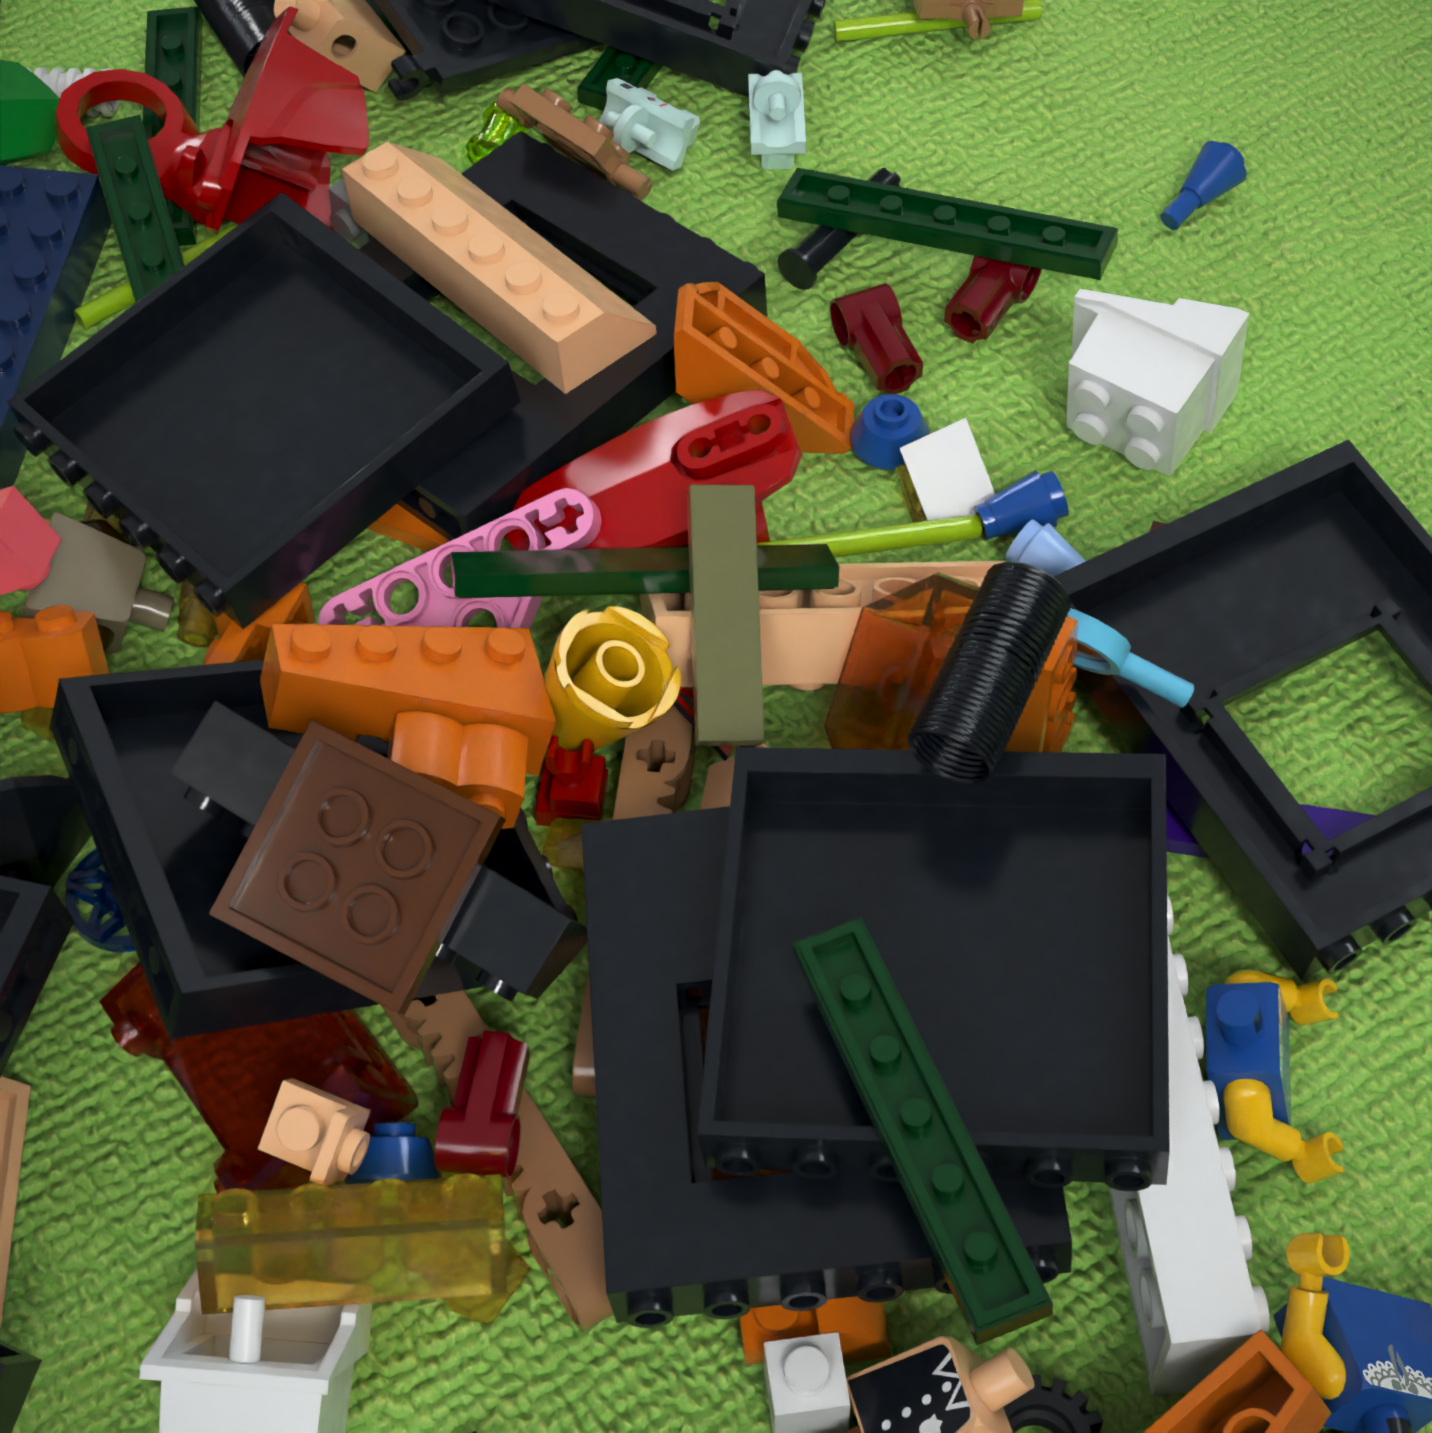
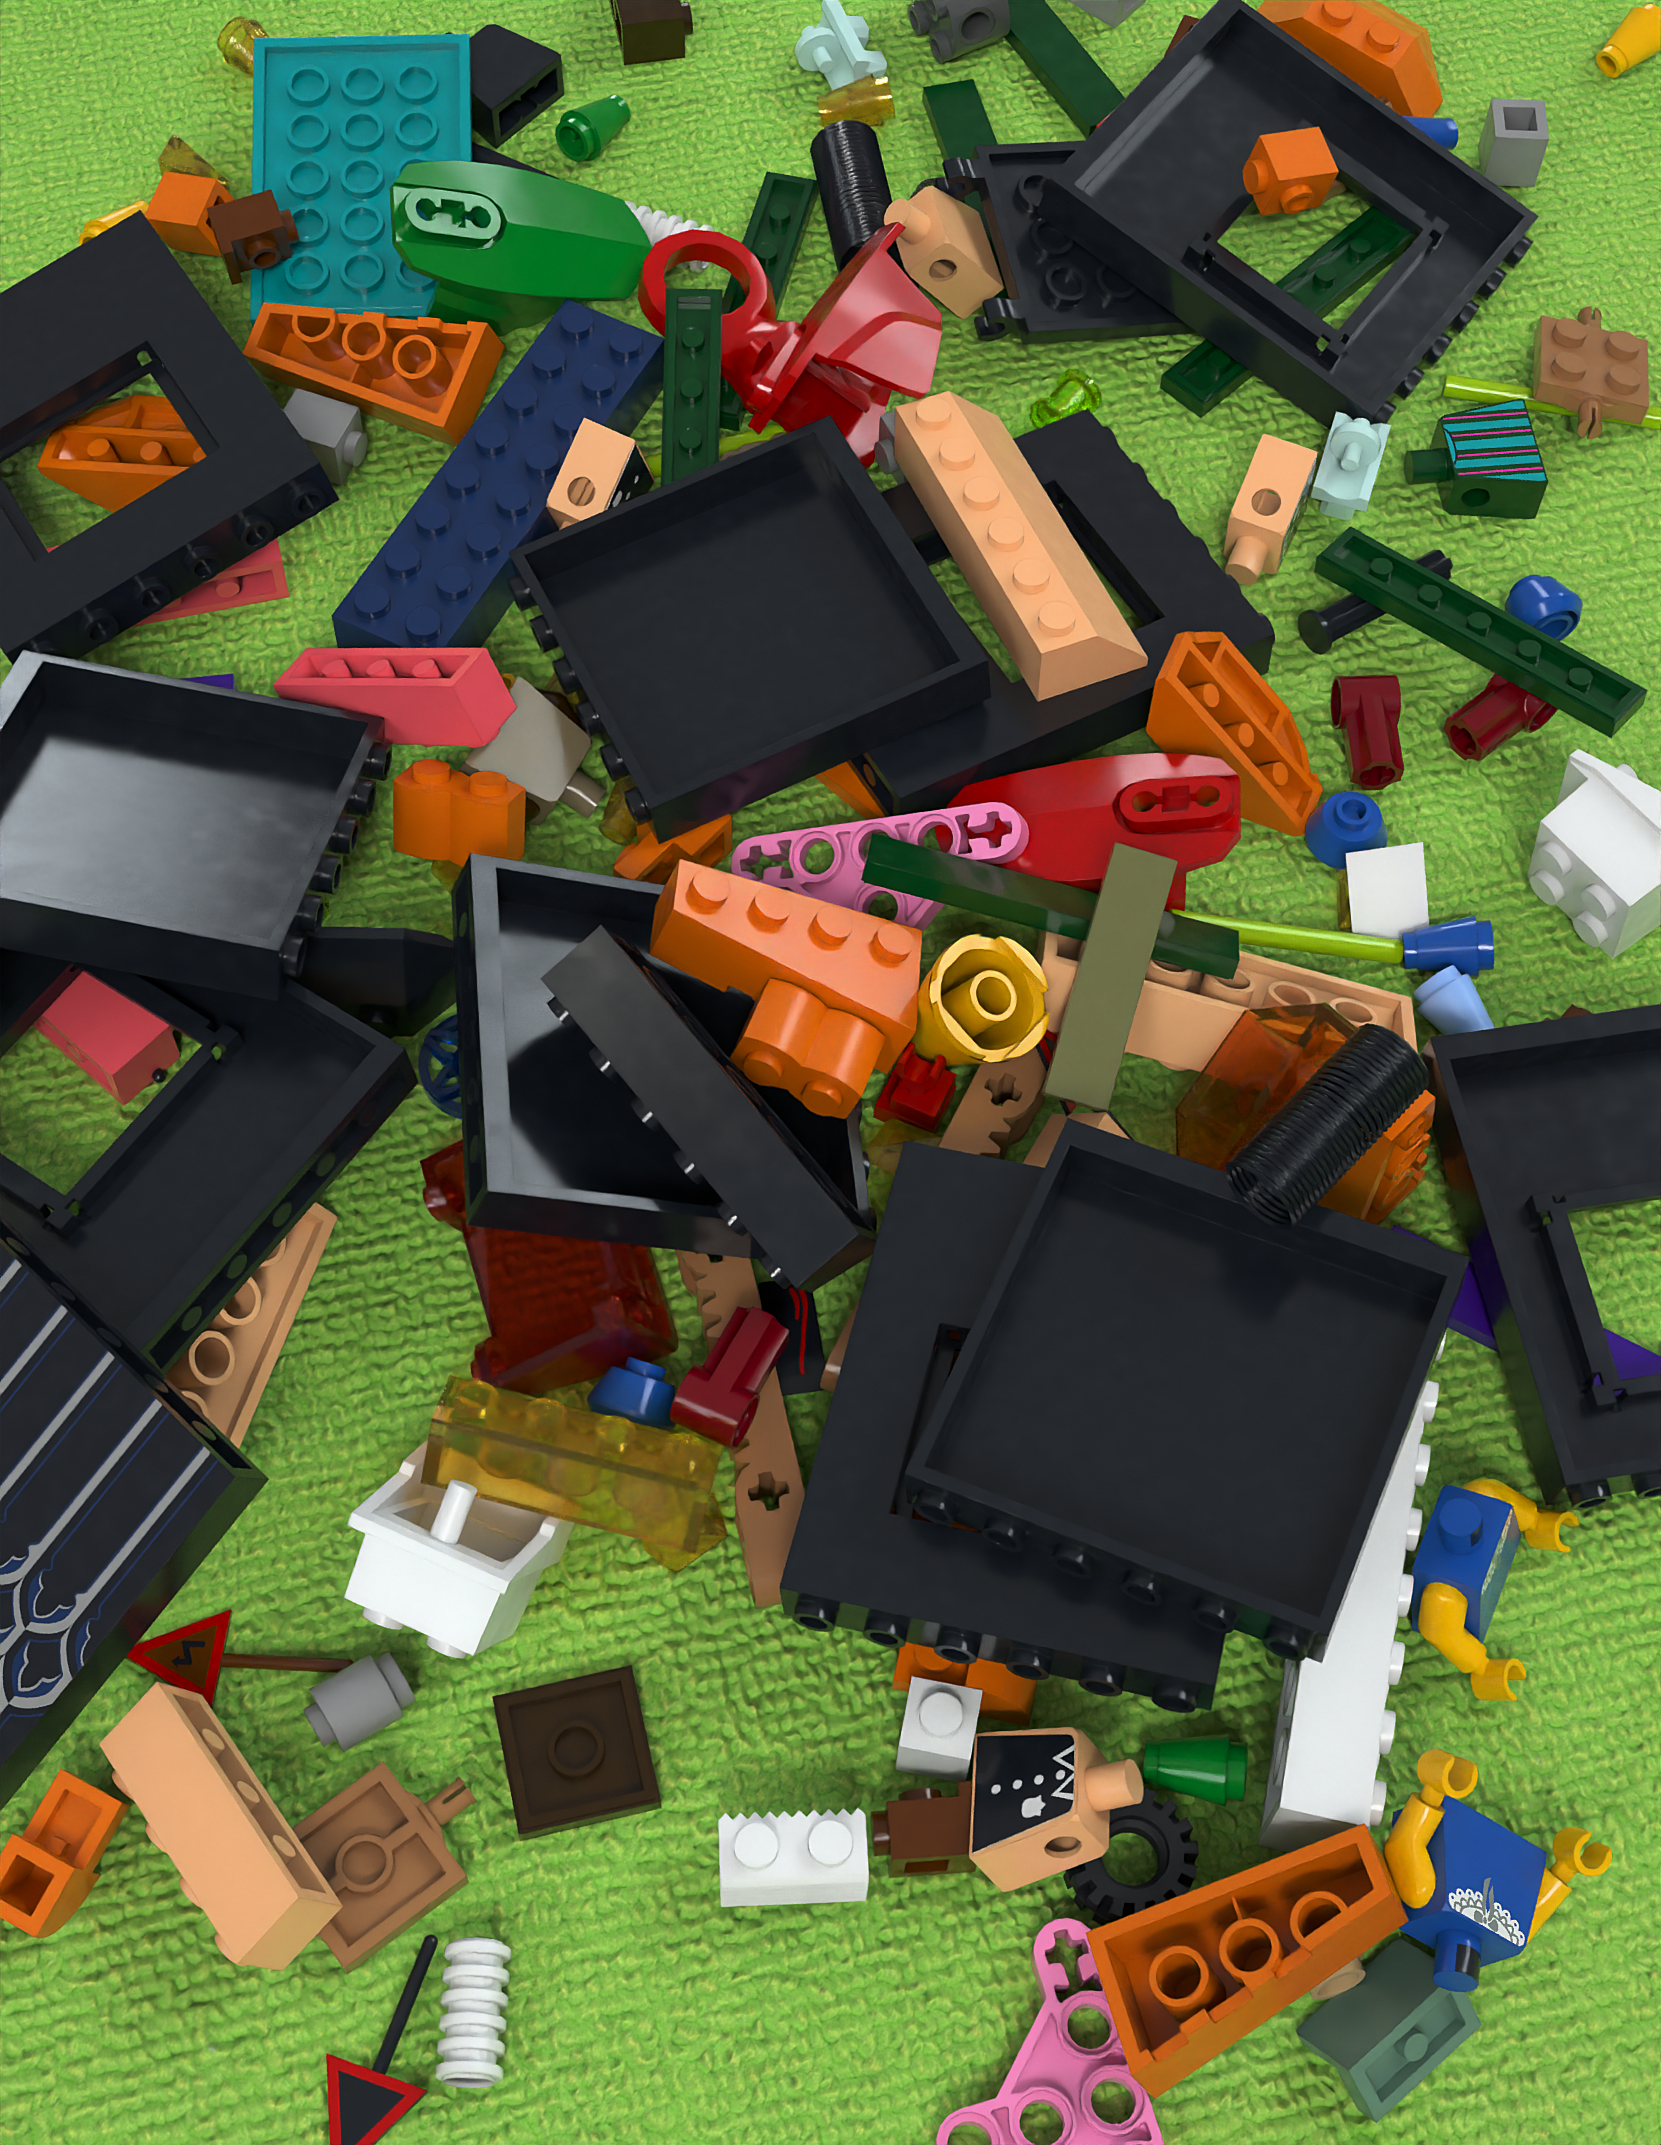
camera: 15 degrees right, 5 degrees up
(70, 308) = (597, 475): none -> light nougat torso
(316, 1132) = (572, 1350): light nougat bracket -> none
(357, 867) = (681, 1123): reddish brown plate -> none
(547, 1074) = (803, 1358): none -> black sticker
(583, 142) = (1141, 432): medium nougat plate -> none
(648, 124) = (1214, 433): light aqua hips -> none
(717, 191) = (1266, 523): none -> light nougat torso
(895, 84) = (1483, 462): none -> dark green torso
(922, 1133) = (1107, 1539): dark green tile -> none
(996, 185) = (1545, 605): none -> blue cone
(1072, 1338) = (1198, 1767): none -> green cone
(1107, 653) = (1466, 1133): medium azure piece -> none

